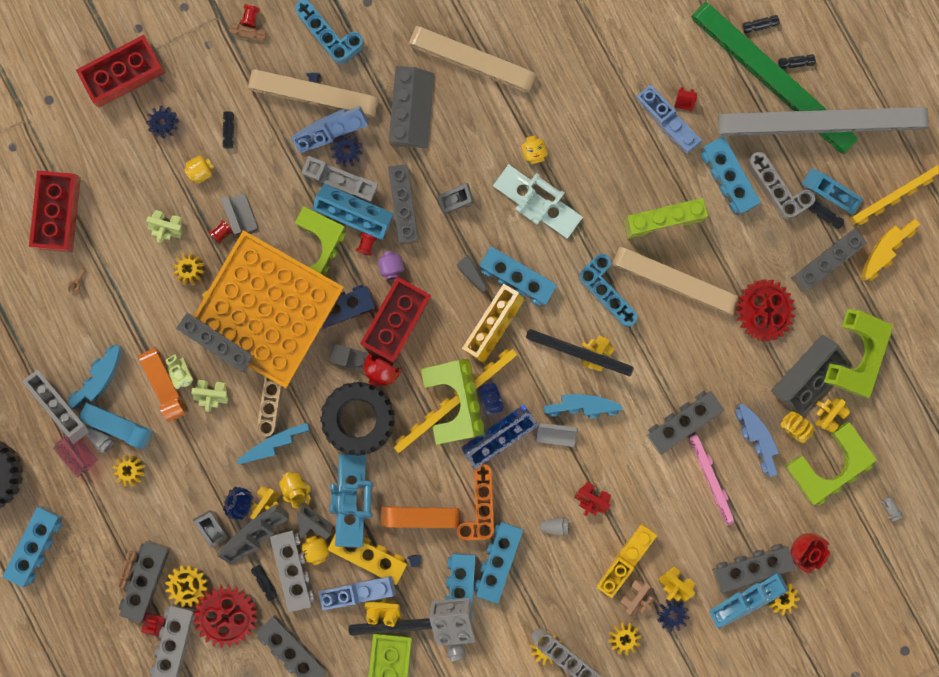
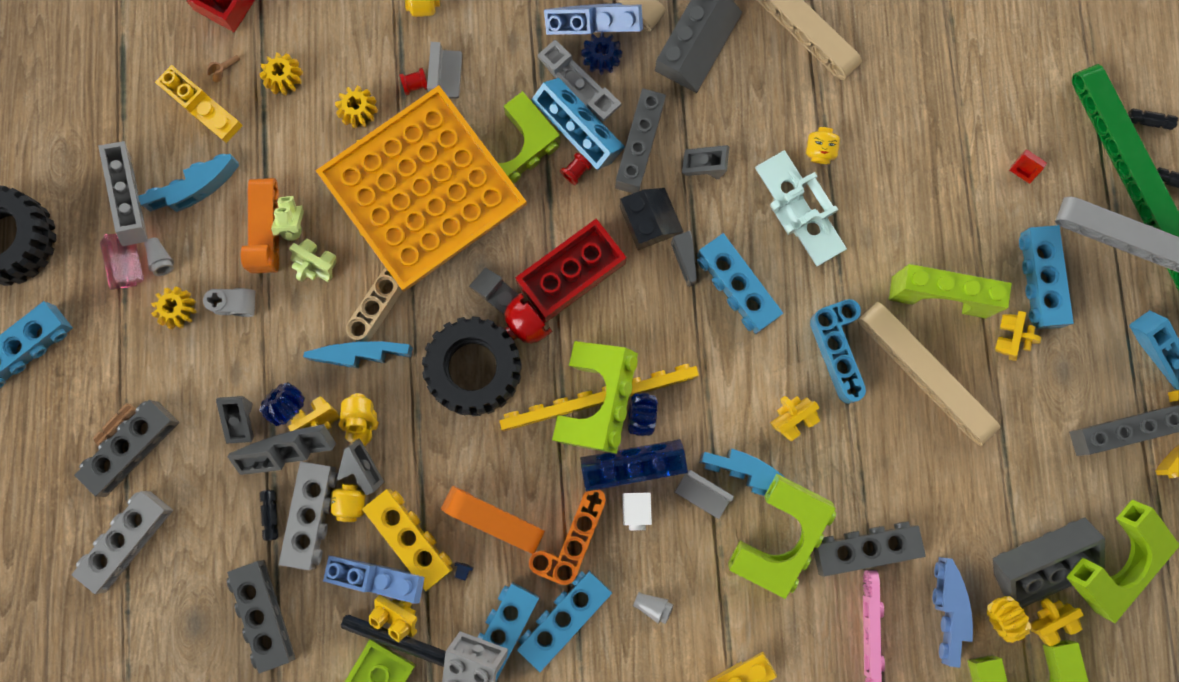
camera: 20 degrees right, 5 degrees down
(74, 317) = (198, 104): none -> yellow slope
(115, 425) = (185, 249): dark azure beam -> none
(119, 275) = (275, 66): none -> yellow gear
(153, 624) = (111, 504): red tile -> none
(162, 228) = (350, 50): yellowish green hips -> none
(170, 447) = (234, 301): none -> light grey piece
(193, 590) = (162, 475): yellow gear -> none
(215, 342) = (343, 197): dark grey brick -> none
(236, 629) = (208, 555): red gear -> none
(344, 500) = (411, 458): dark azure piece -> none
(365, 305) = (541, 238): dark blue brick -> none
(390, 265) = (594, 204): medium lavender head -> none
(434, 255) = (650, 217): none -> black slope
(493, 323) = (685, 326): yellow brick -> none
(515, 466) = (636, 510): none -> white brick
(580, 352) = (777, 407): black axle -> none
(591, 502) = (711, 598): red hips -> none
(630, 464) = (781, 571): none -> lime arch
(668, 120) = (996, 180): medium blue slope -> none
(723, 219) = (1016, 324): none -> yellow hips
(749, 311) = (1025, 456): red gear -> none
(777, 184) = (1101, 312): light grey beam -> none
(826, 215) = (1144, 375): black axle -> none

